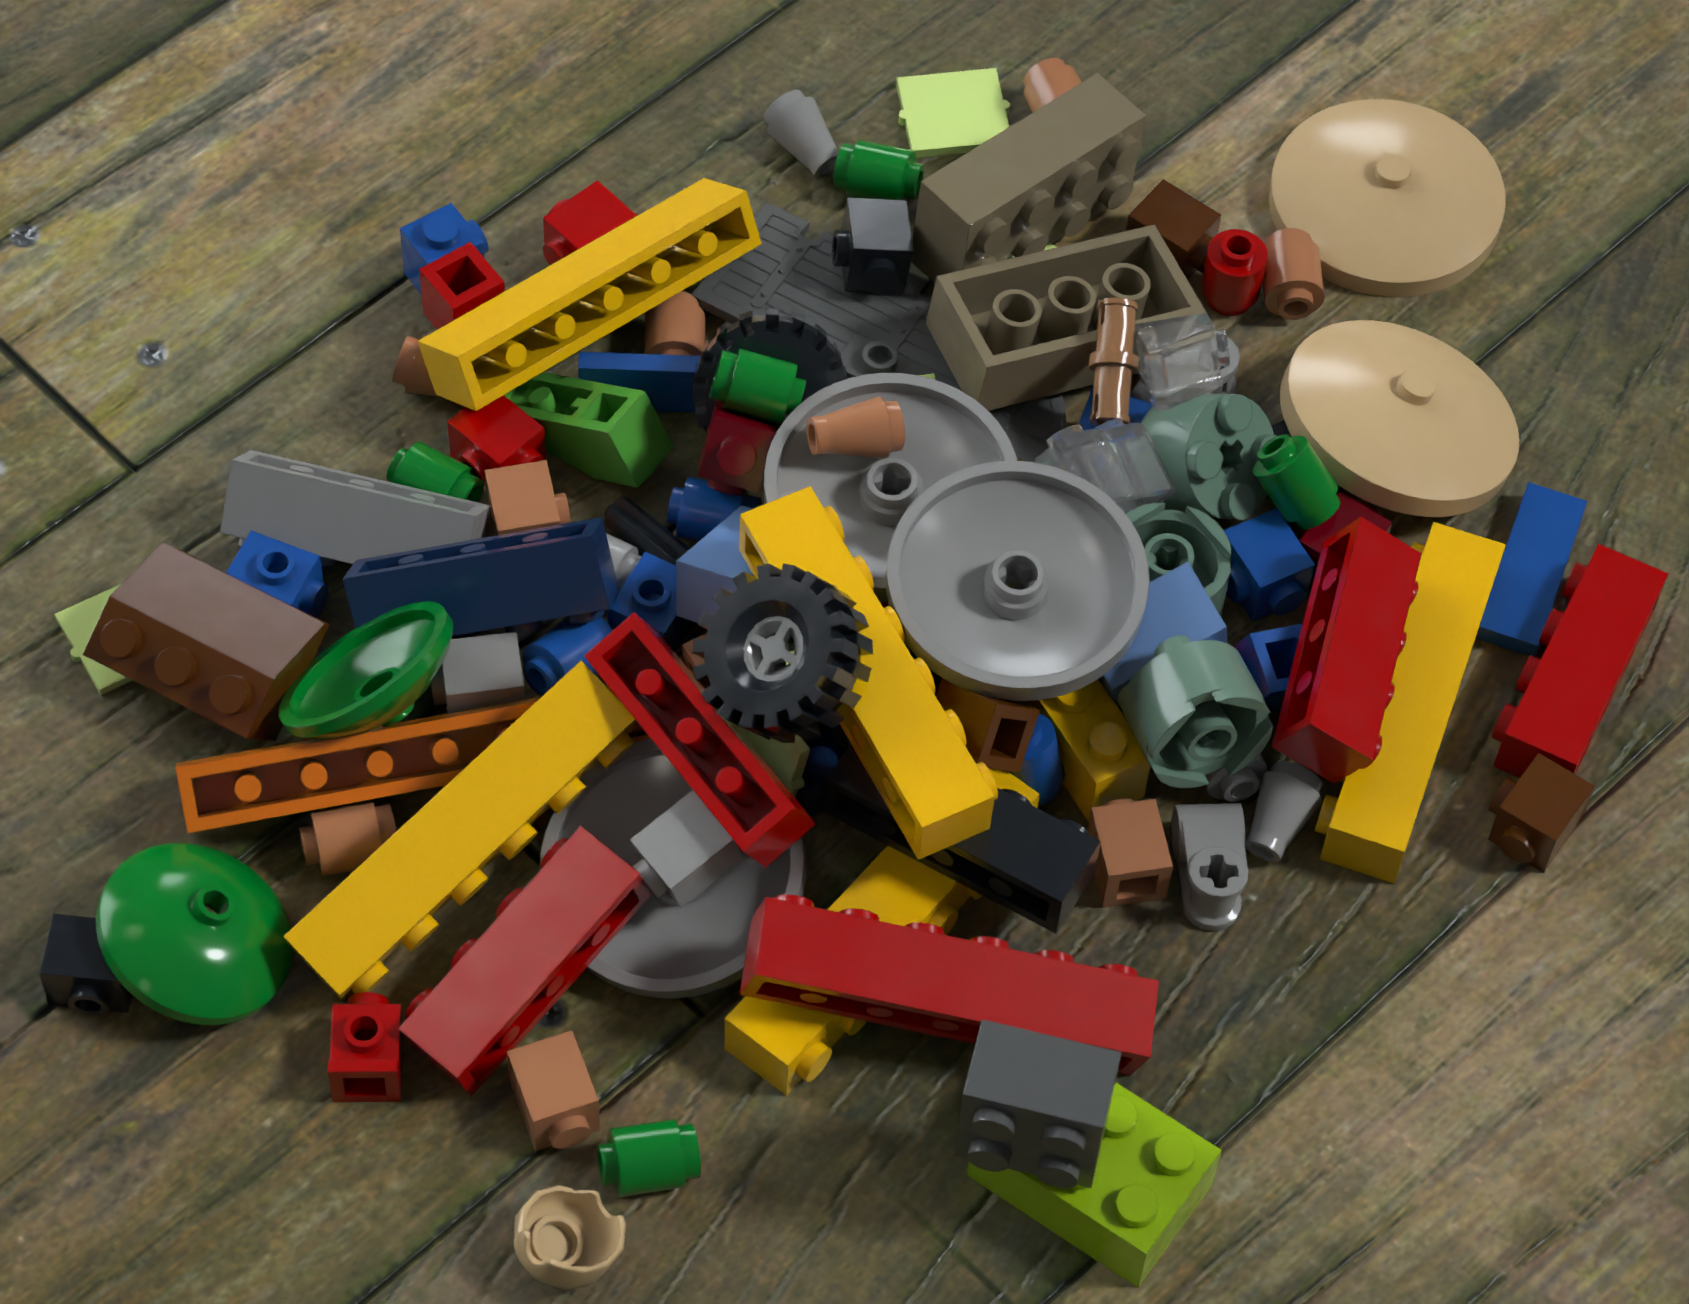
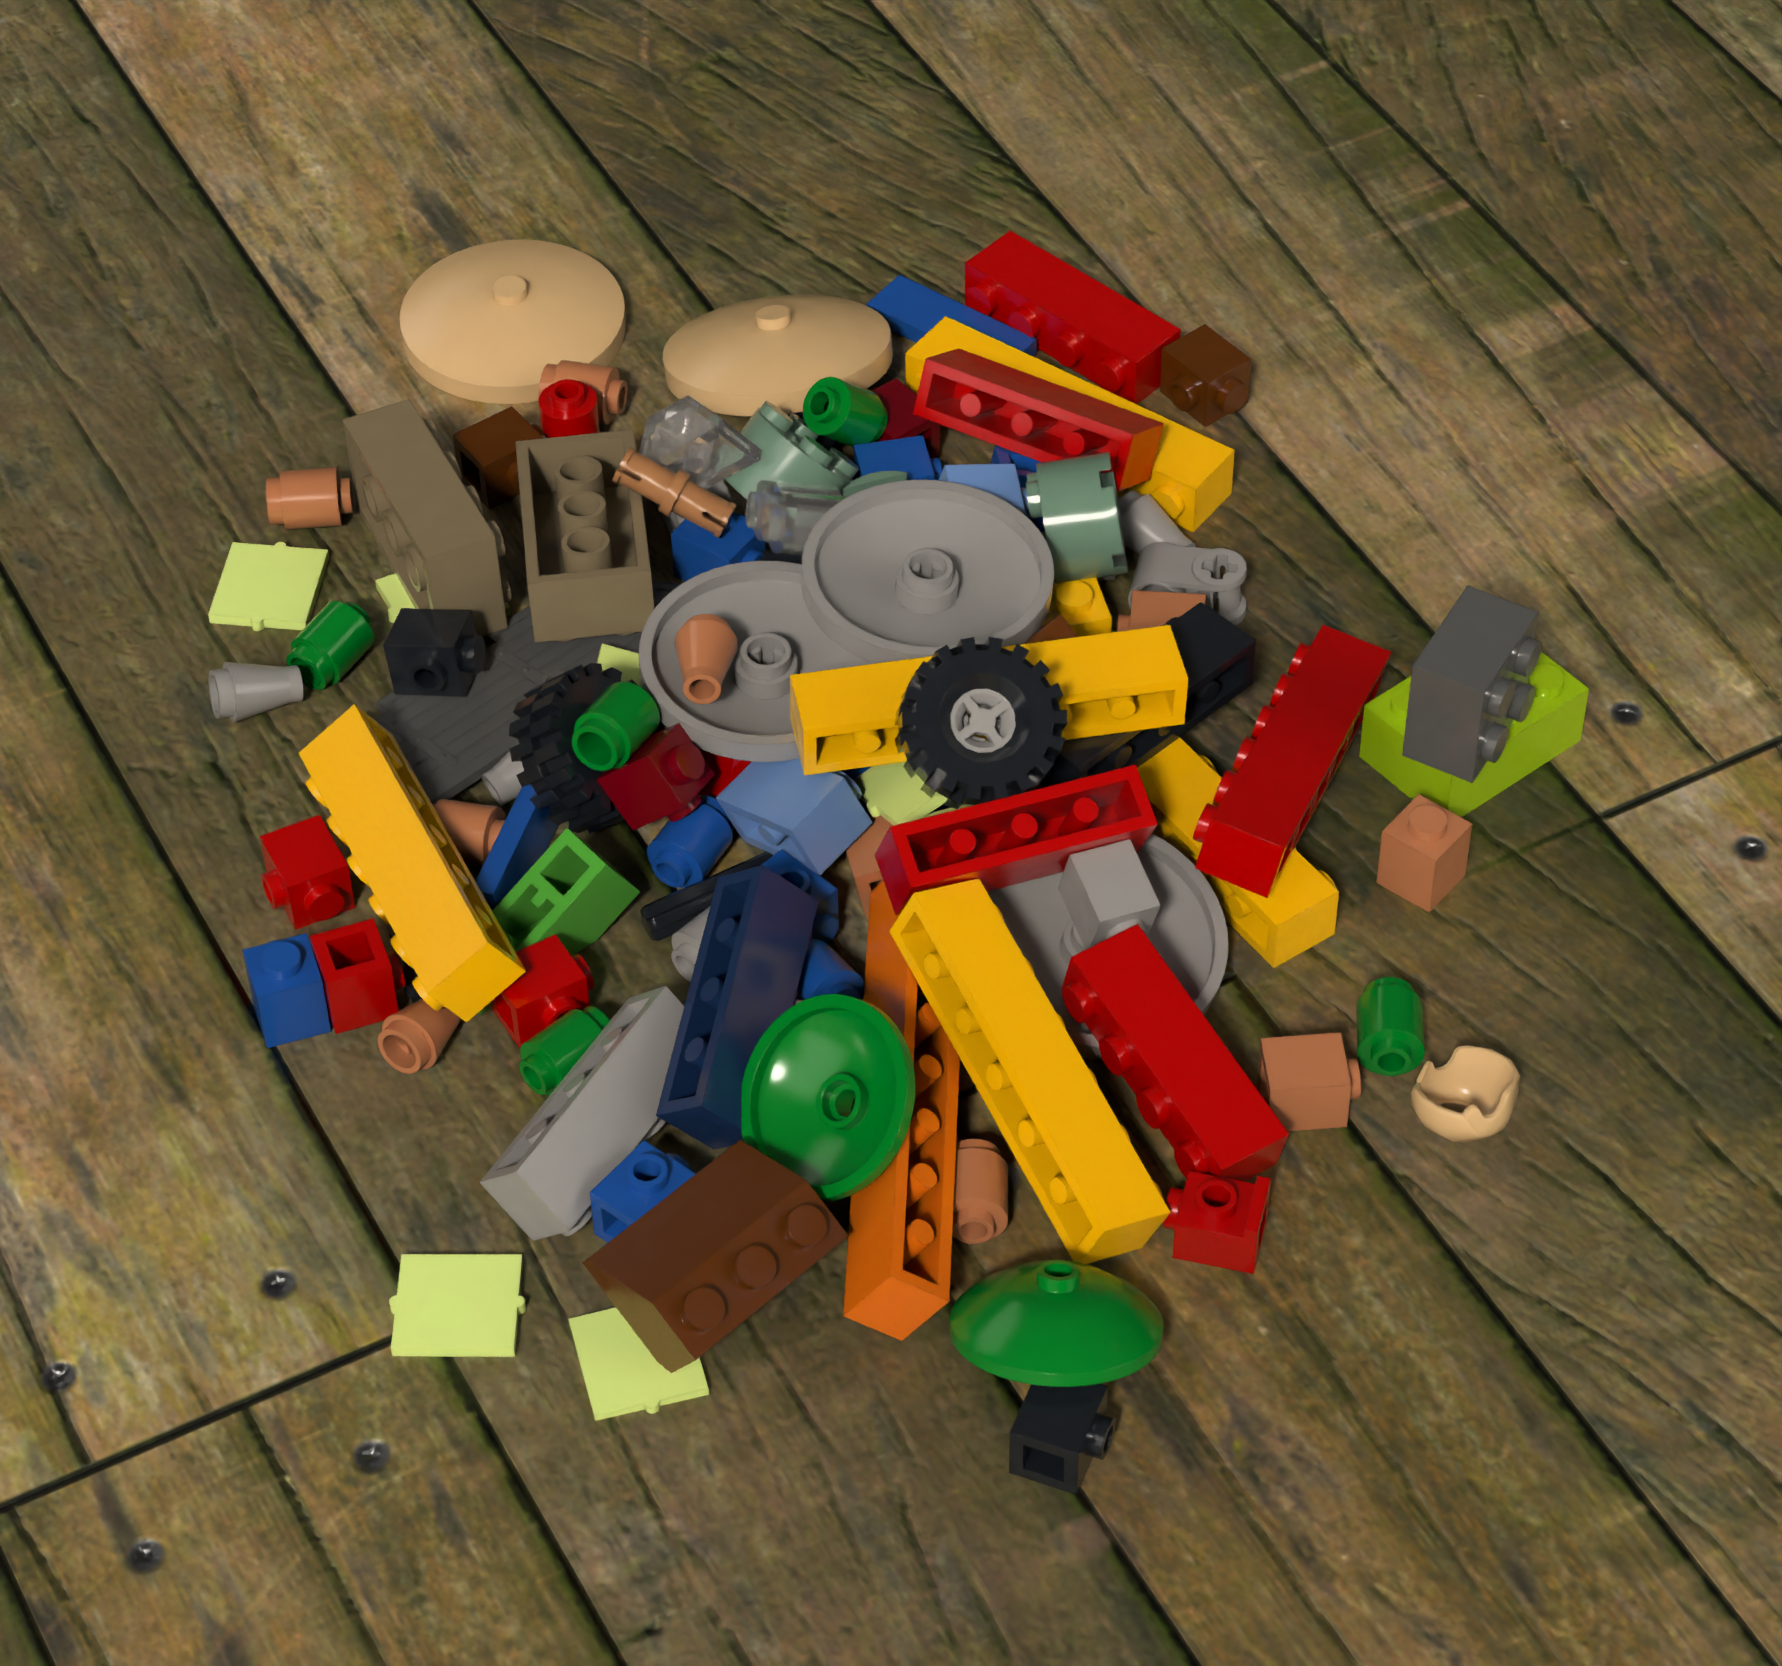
camera: 70 degrees left, 10 degrees down
(151, 484) = (457, 1305): none -> yellowish green piece
(524, 498) = (632, 968): nougat brick -> none
(888, 1145) = (1424, 853): none -> nougat brick

